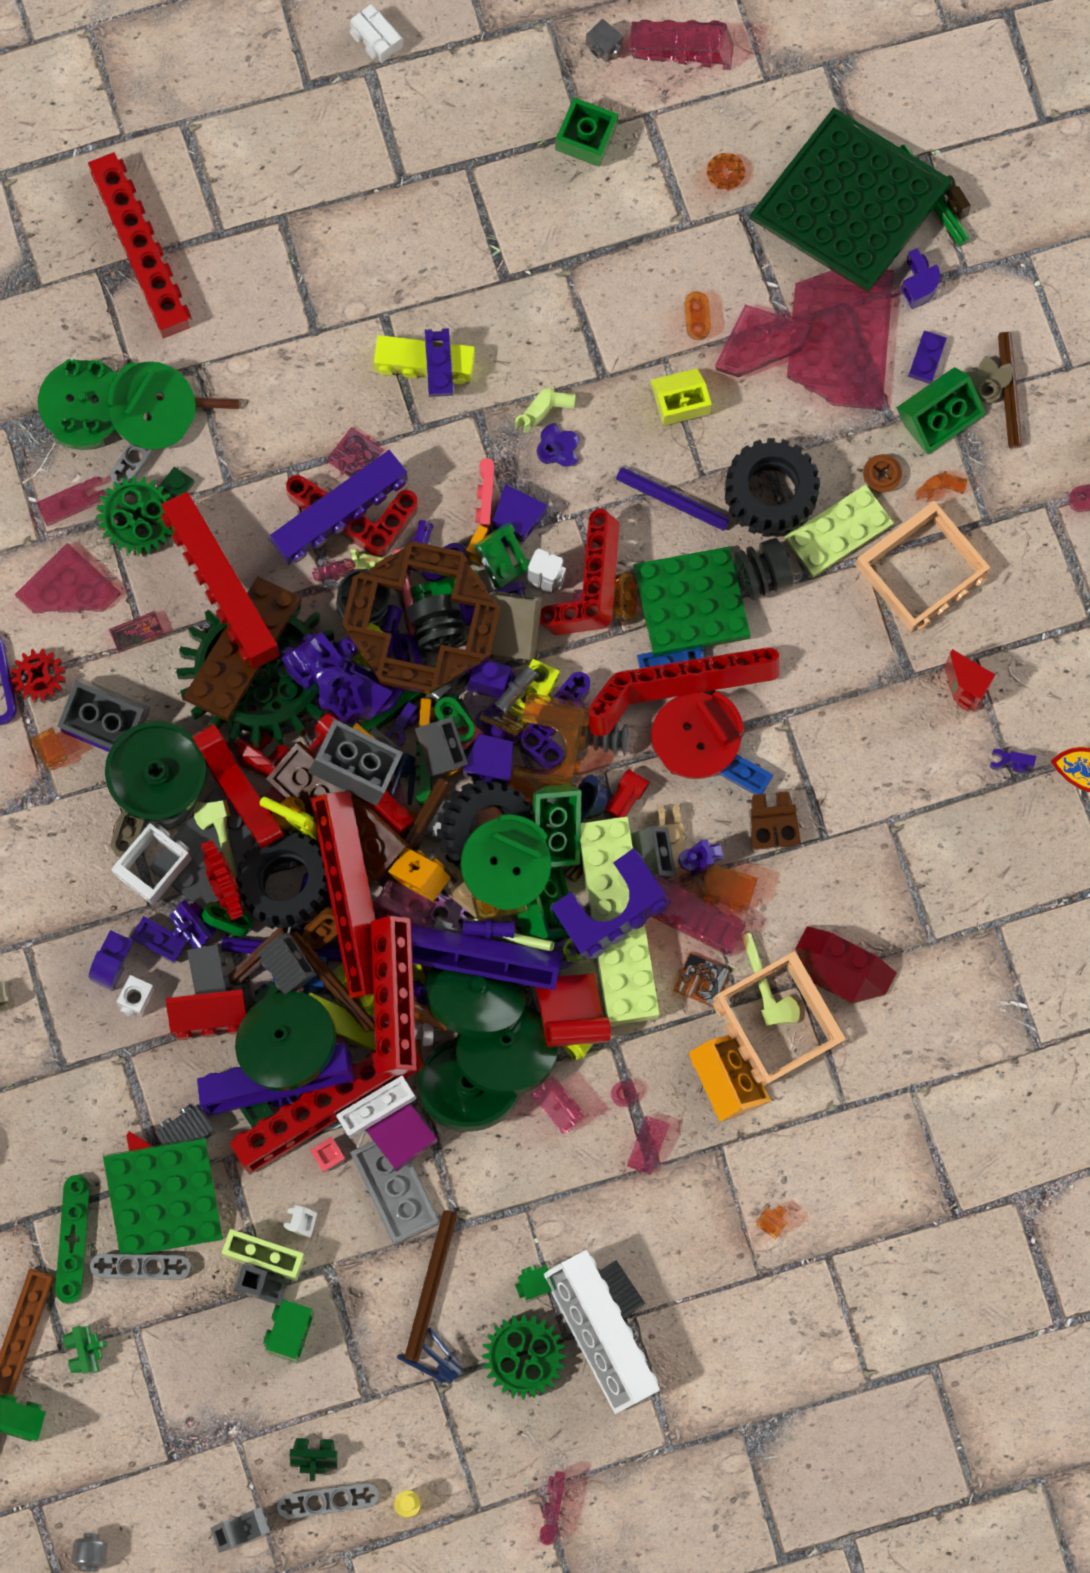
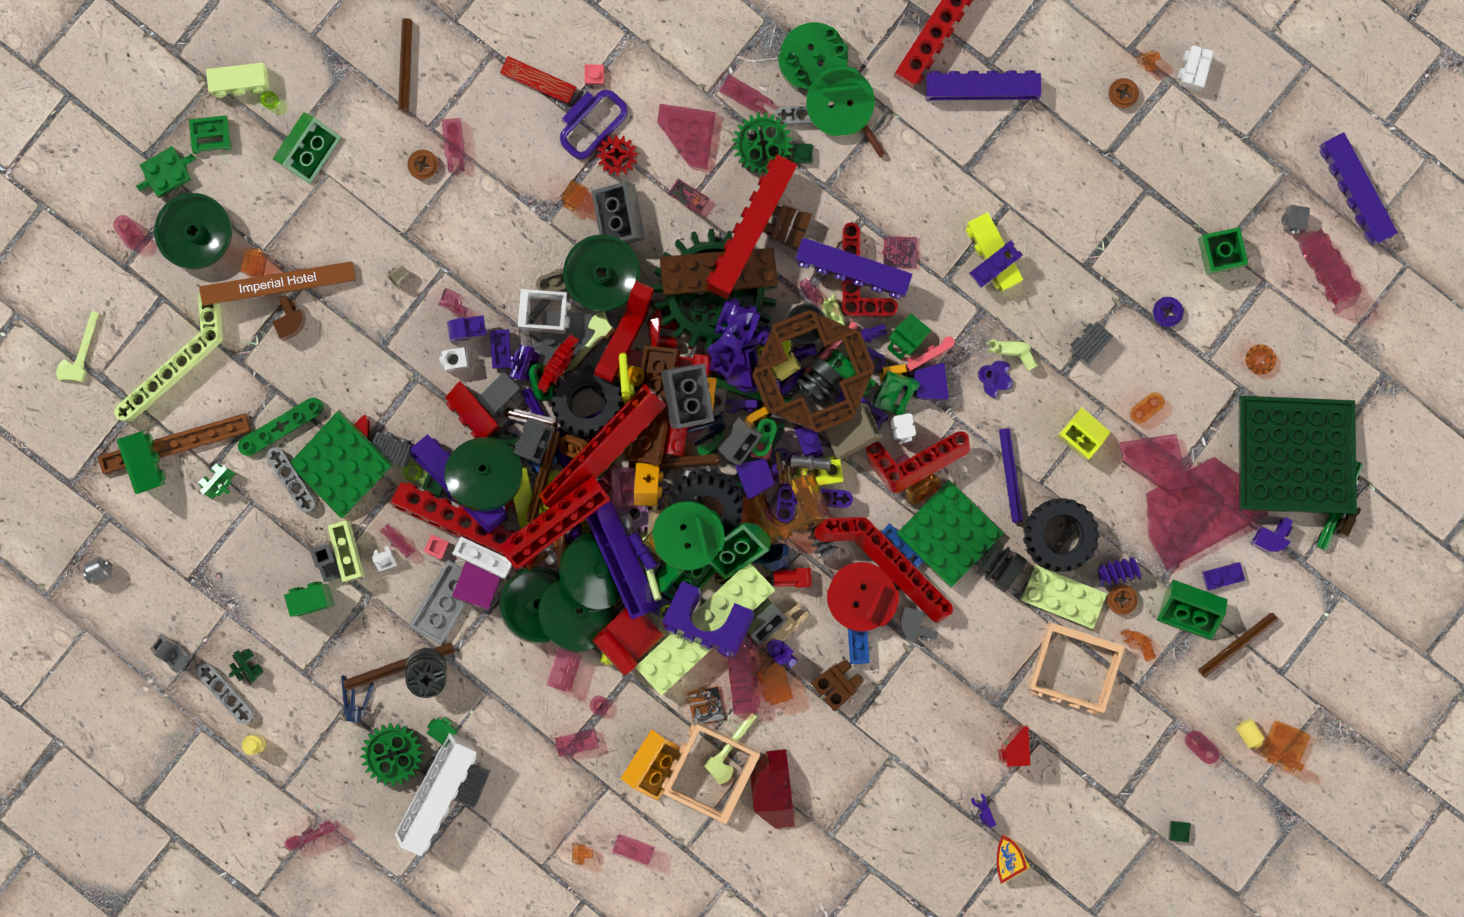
camera: 60 degrees right, 10 degrees up
(72, 958) = (451, 302): none -> clear pink bracket
(233, 1122) = (418, 474): none -> clear neon green bush
(240, 254) = (983, 86): none -> dark purple brick
(247, 547) = (787, 221): none -> reddish brown hips
(290, 1193) = (397, 541): none -> clear pink pin
(333, 73) = (1148, 59): none -> clear orange tile
(353, 112) = (1132, 92): none -> dark orange gear
(398, 646) = (787, 368): none -> light yellow brick
(447, 1256) = (426, 662): none -> pearl dark grey wheel
(451, 503) = (908, 336): none -> green piece
(590, 326) = (1091, 343): none -> dark grey brick
(614, 219) = (1176, 310): none -> dark purple gear
(761, 705) = (910, 625): none -> dark grey brick
(808, 1161) = (633, 850): none -> clear pink hinge
(849, 455) = (1118, 570): none -> dark purple piece
(990, 376) = (1237, 625): dark tan plate -> none

